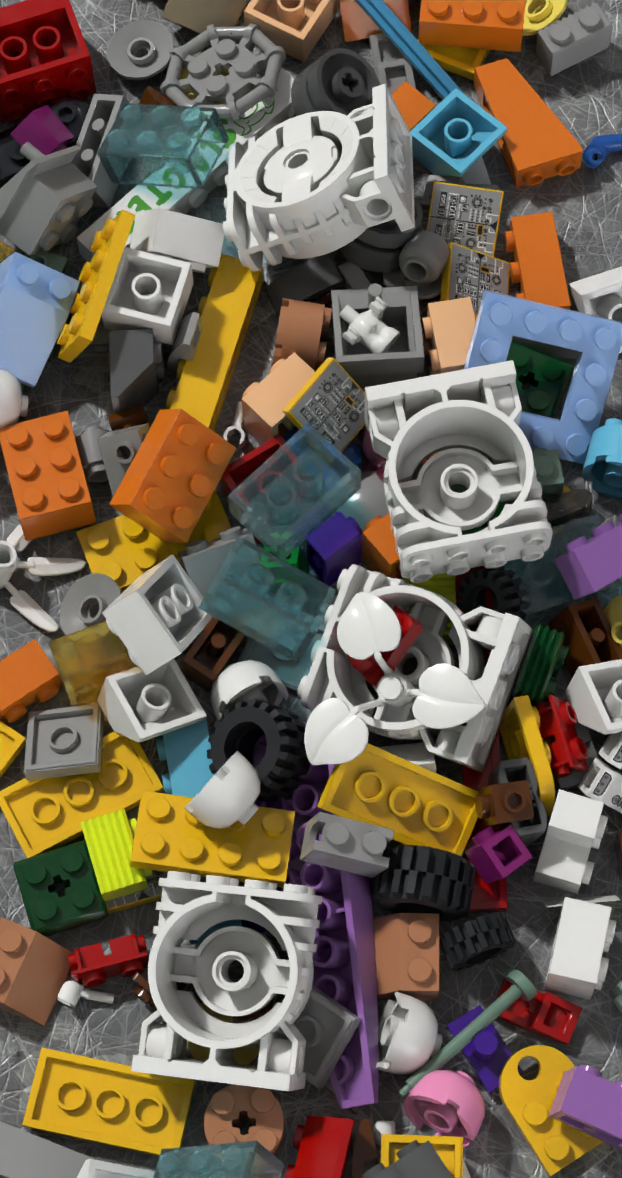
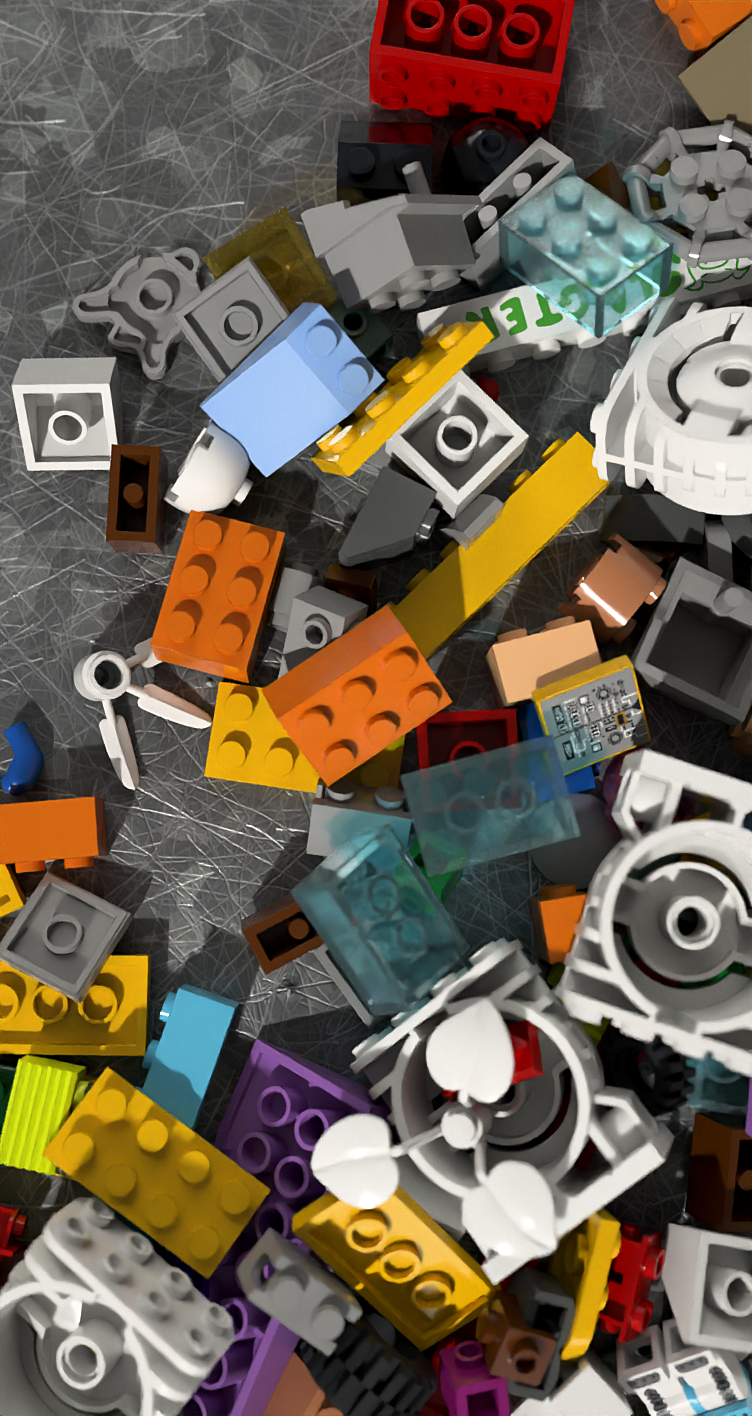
camera: 25 degrees right, 15 degrees up
(43, 131) = (448, 157): magenta brick -> none
(87, 601) = (168, 786): light grey dish -> none
(87, 659) = (145, 865): clear yellow brick -> none
(140, 39) = (631, 91): light grey dish -> none
(149, 704) = (180, 960): white slope -> none
(157, 615) = (240, 866): white brick -> none
(179, 237) = (532, 389): white brick -> none
(227, 795) = (190, 1151): white cylinder -> none
(236, 427) = (478, 650): white hand -> none
(246, 682) = (299, 999): white cylinder -> none
(285, 749) = (236, 1093): black tyre -> none
(334, 547) = (502, 885): dark purple brick -> none
(369, 328) = (697, 638): white piece -> none
(541, 662) = (645, 1201): dark green brick -> none

